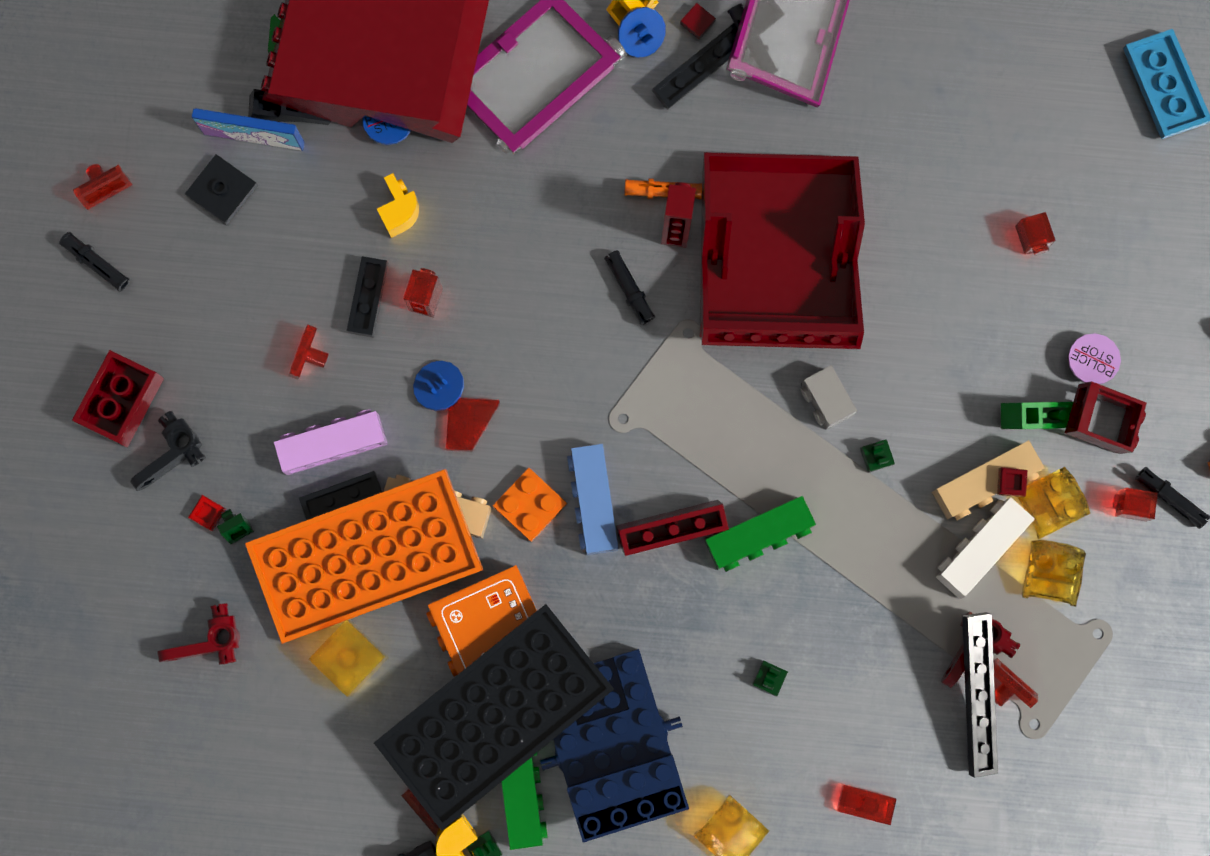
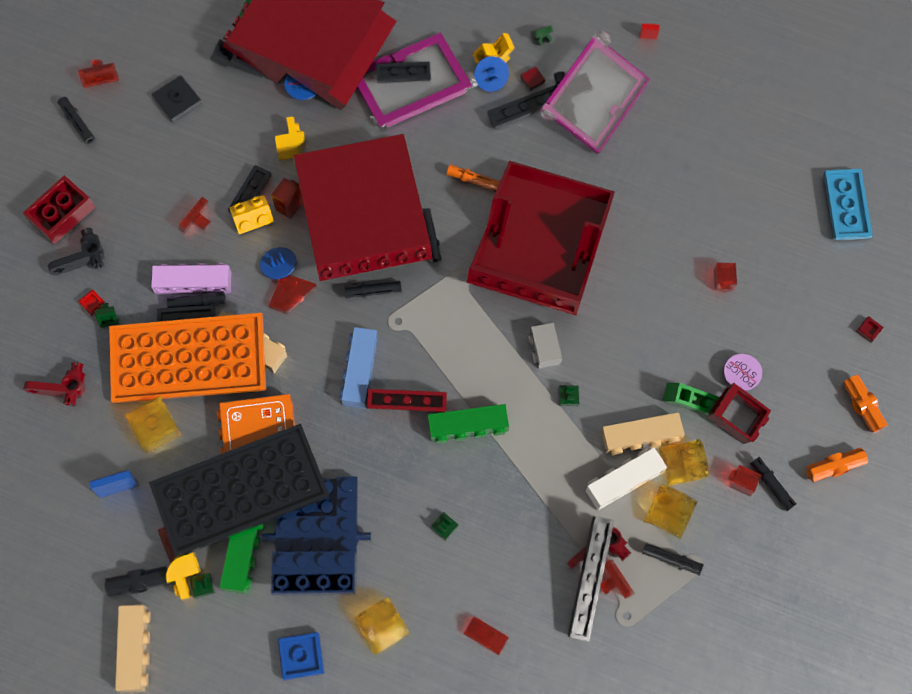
camera: 15 degrees right, 10 degrees down
(248, 129) = (207, 63): tile -> none
(325, 755) = (113, 484): none -> blue tile
(356, 466) = (197, 300): none -> black pin
(380, 328) = (251, 214): none -> yellow bracket
(522, 65) = (403, 72): none -> black plate
(530, 504) = (314, 359): orange plate -> none
(531, 279) = (362, 207): none -> dark red panel
(571, 388) = (372, 289): none -> black pin
(678, 214) = (475, 192): dark red brick -> none
(1012, 482) = (658, 436): dark red tile -> none
(1104, 637) = (695, 567): none -> black pin

